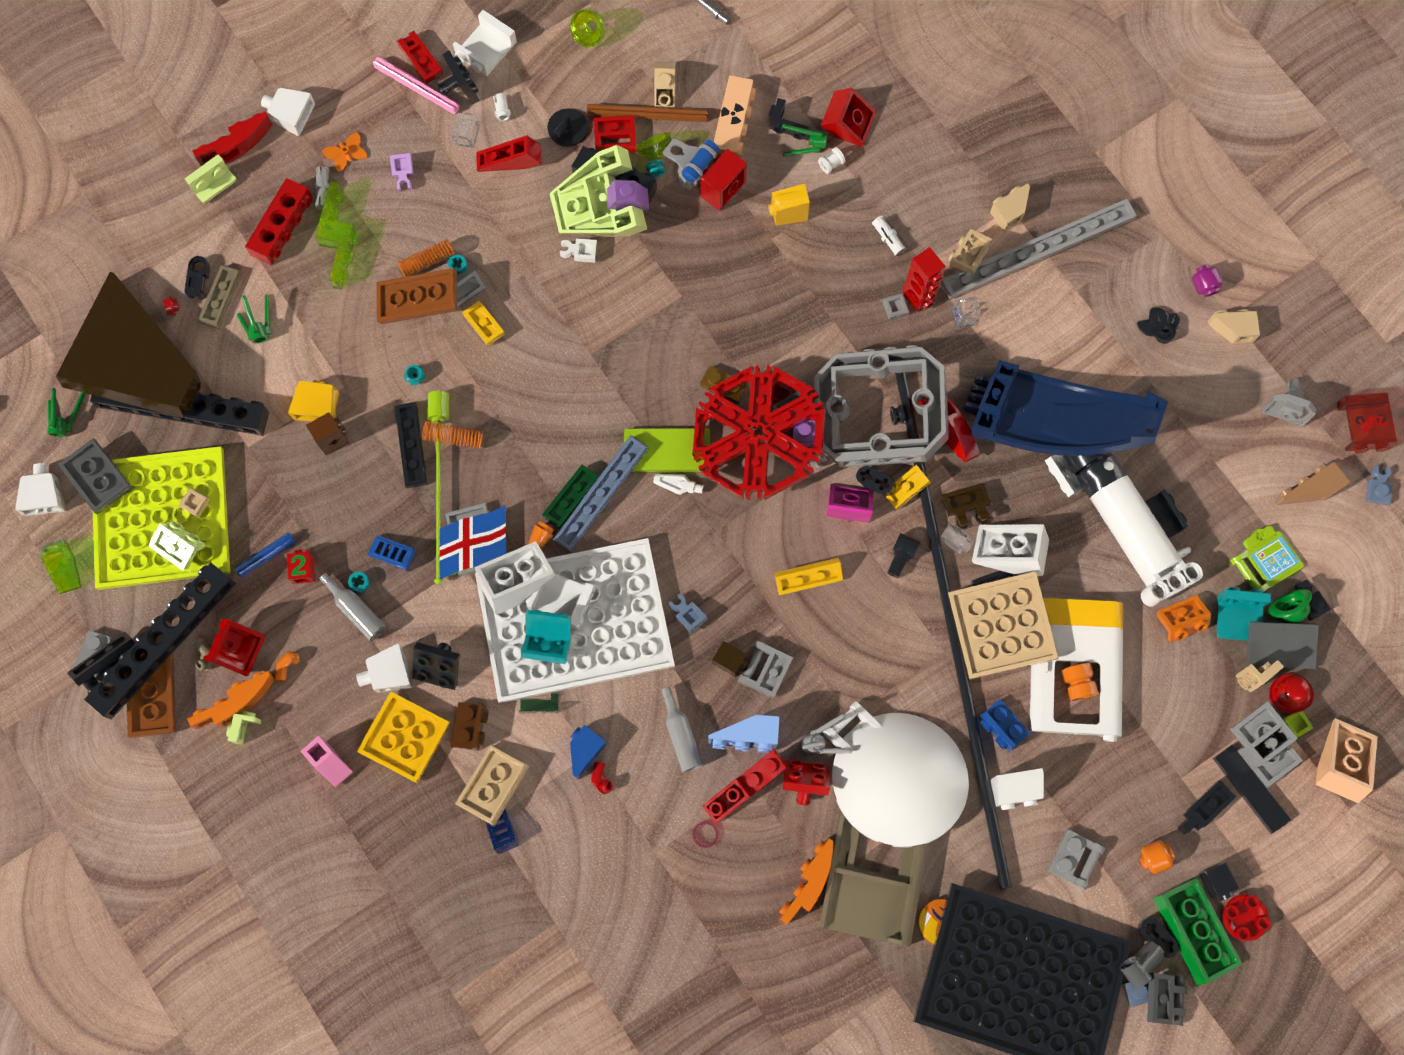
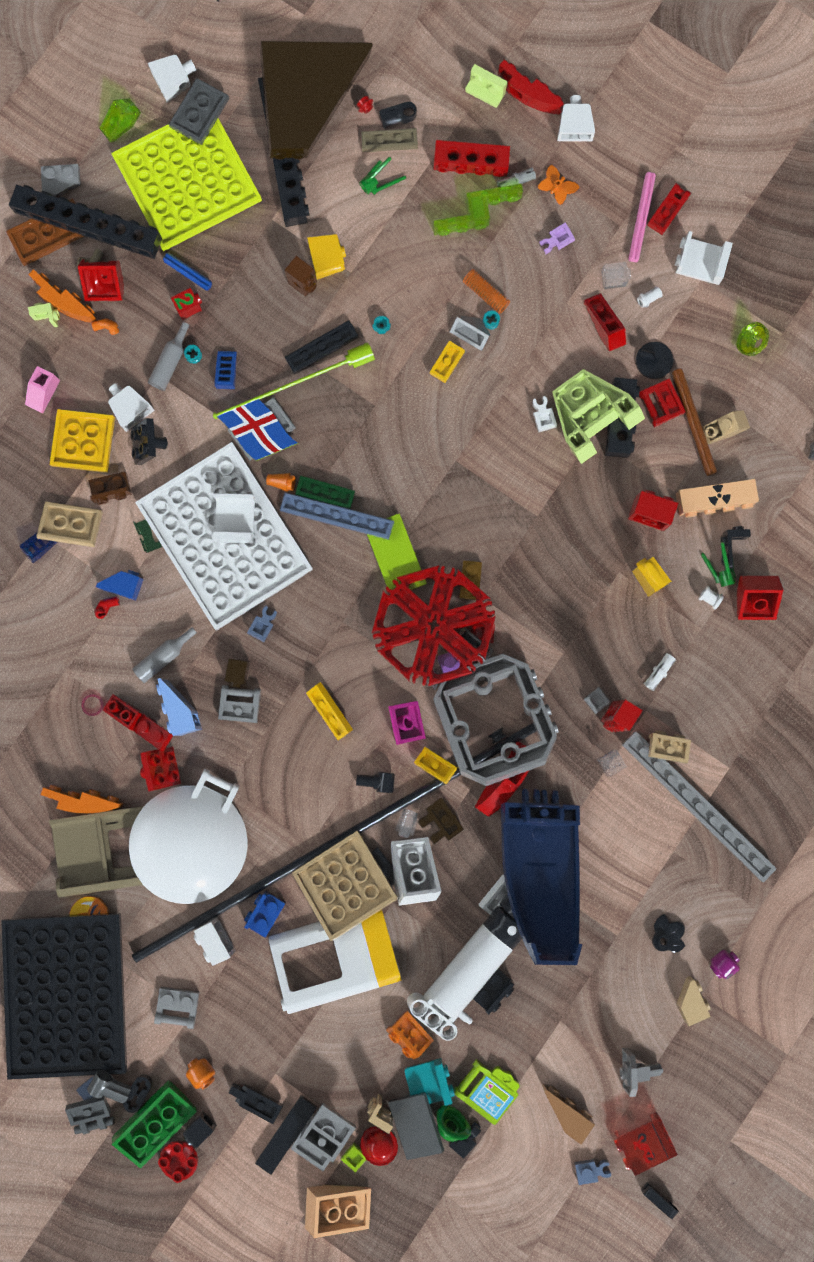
camera: 70 degrees right, 10 degrees up
(57, 425) = (230, 62): green plant -> none
(85, 671) = (43, 177): black piece -> none
(176, 544) = (166, 198): bracket -> none
(194, 502) = (206, 197): tan tile -> none
(417, 296) = (447, 297): dark orange plate -> none
(454, 435) = (339, 368): orange piece -> none
(459, 78) = (658, 250): black plate -> none
(513, 576) = (234, 473): white slope -> none
(547, 636) = (195, 520): teal bracket -> none
(627, 193) = (601, 436): medium lavender slope -> none
(654, 146) = (663, 440): clear neon green piece -> none
(656, 168) = (643, 449): teal bush -> none
(677, 483) = (369, 575): white piece -> none
(692, 162) = (658, 479): piece -> none
(815, 742) = (192, 766): light grey plant -> none
(878, 476) = (436, 738): black beam -> none
(1011, 208) = (727, 770): tan slope -> none
(1080, 683) = (320, 966): orange wheel -> none

